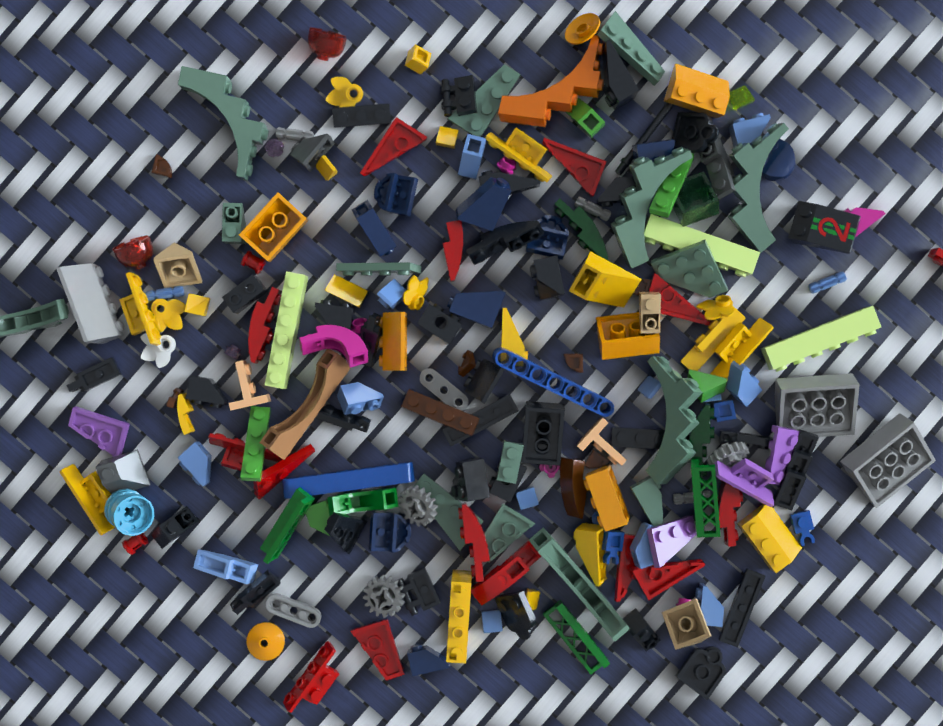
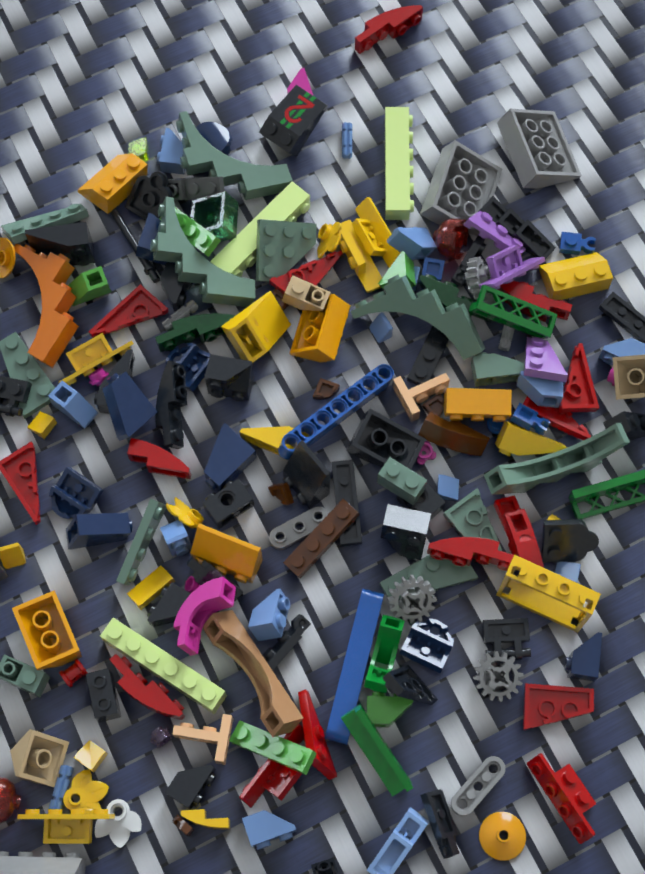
camera: 65 degrees left, 20 degrees down
(760, 415) = (451, 237): none -> clear red cylinder

